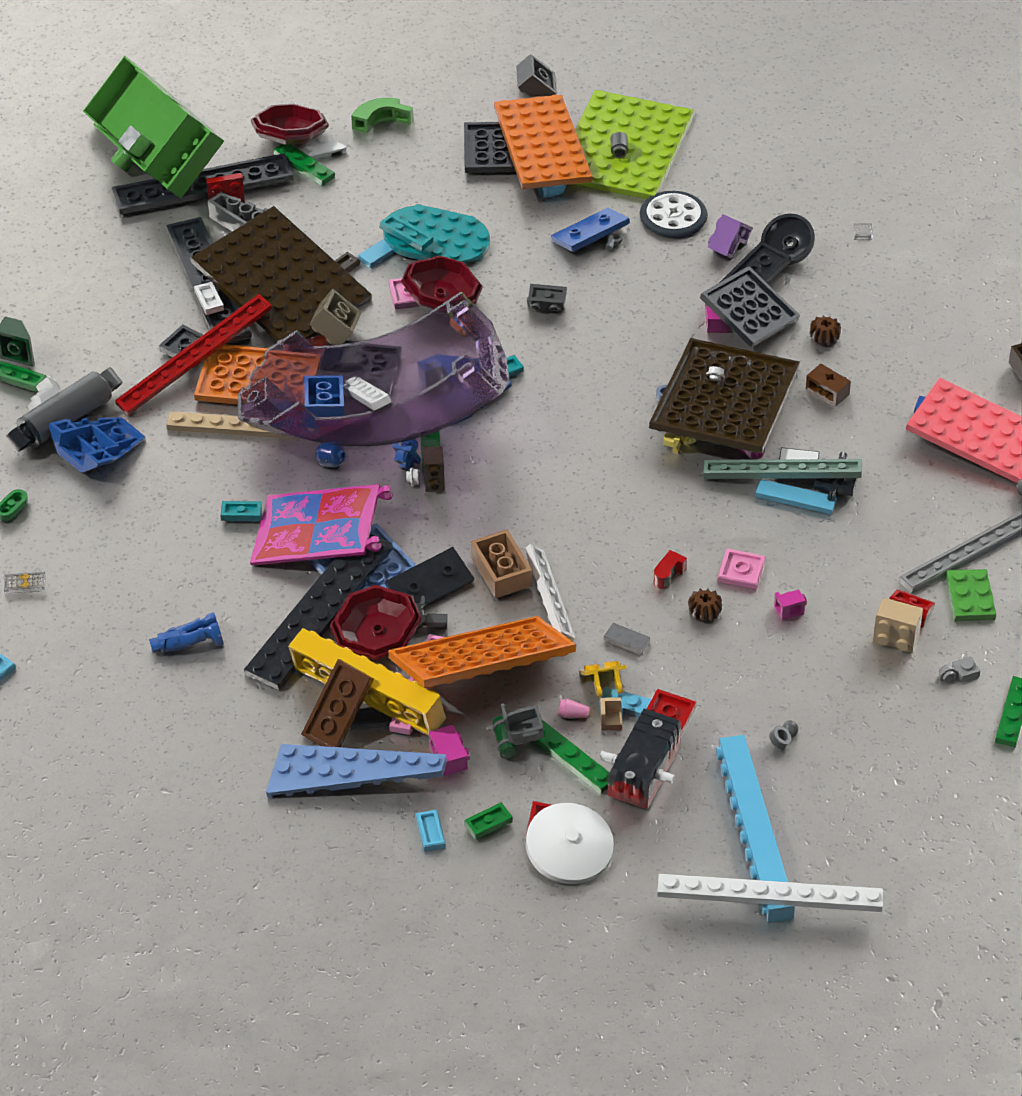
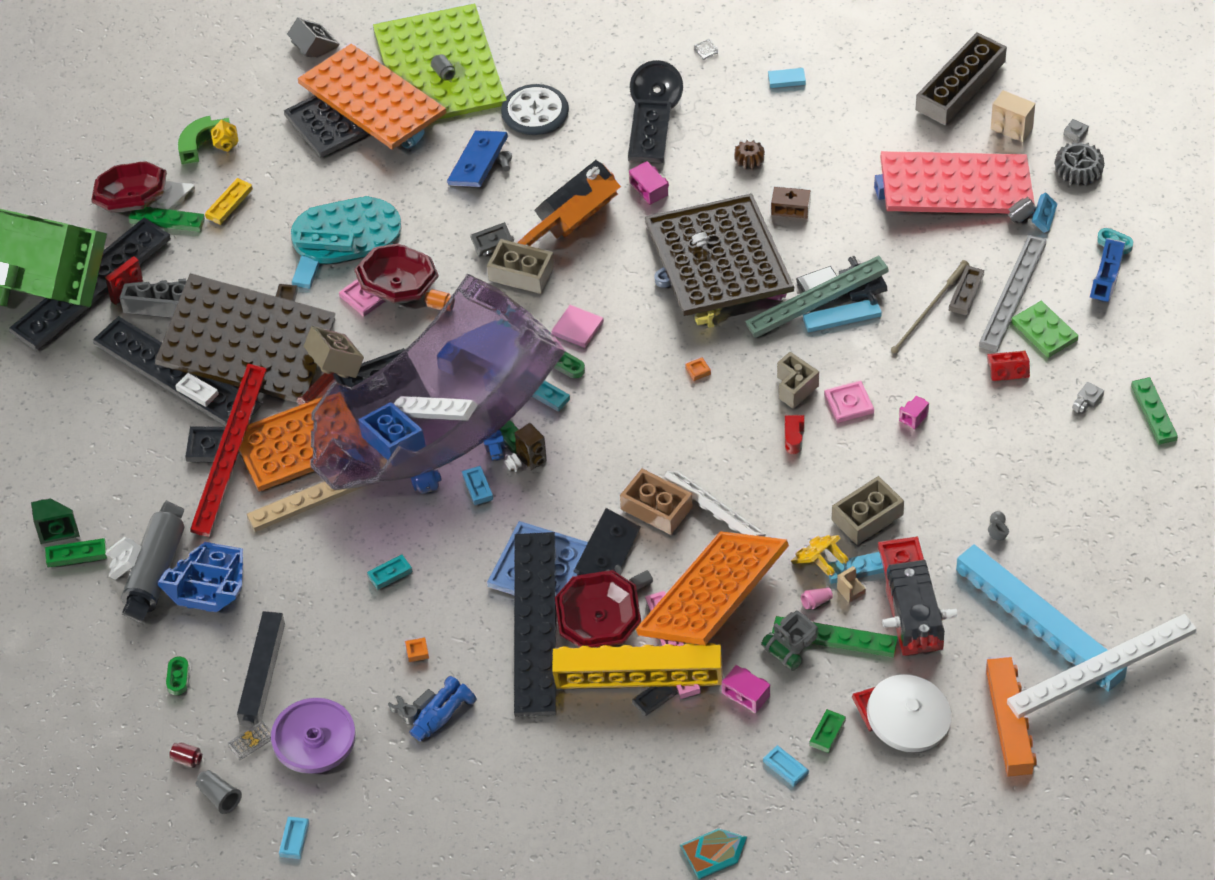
camera: 30 degrees left, 5 degrees up
(70, 601) = (313, 735): none -> medium lavender dish
(77, 532) = (261, 669): none -> black brick
(162, 624) = (411, 712): none -> dark grey bar
(210, 580) = (417, 649): none -> orange plate
(311, 865) = (713, 851): none -> tile
(318, 524) = (472, 549): flag -> none
(336, 768) = (656, 762): medium blue wing -> none
(337, 705) = (632, 701): reddish brown tile -> none
(362, 171) = (228, 201): none -> yellow plate
(370, 474) = (477, 485): none -> dark azure plate
(399, 120) = (224, 136): none -> yellow brick
(486, 432) = (551, 396): none -> teal plate
(525, 422) = (569, 365): none -> green plate
(550, 327) = (520, 266): none -> dark tan brick
(560, 397) = (577, 326): none -> bright pink tile
(626, 638) = (807, 512): flat silver tile -> none
(632, 296) = (574, 203): none -> orange piece
(633, 479) = (698, 369): none -> orange tile
(646, 908) = (1012, 731): none -> orange brick
(676, 661) = (867, 510): none -> dark tan brick
(705, 604) = (848, 448): reddish brown gear -> none
(707, 528) = (797, 379): none -> dark tan brick
(728, 235) = (604, 108): medium lavender brick -> none
(749, 306) = (676, 164): black plate -> none
(897, 625) = (1017, 385): tan brick -> none
(914, 285) = (786, 77): none -> medium azure tile
(917, 515) = (951, 280): none -> dark tan piece
(924, 528) = (966, 290): none -> plate

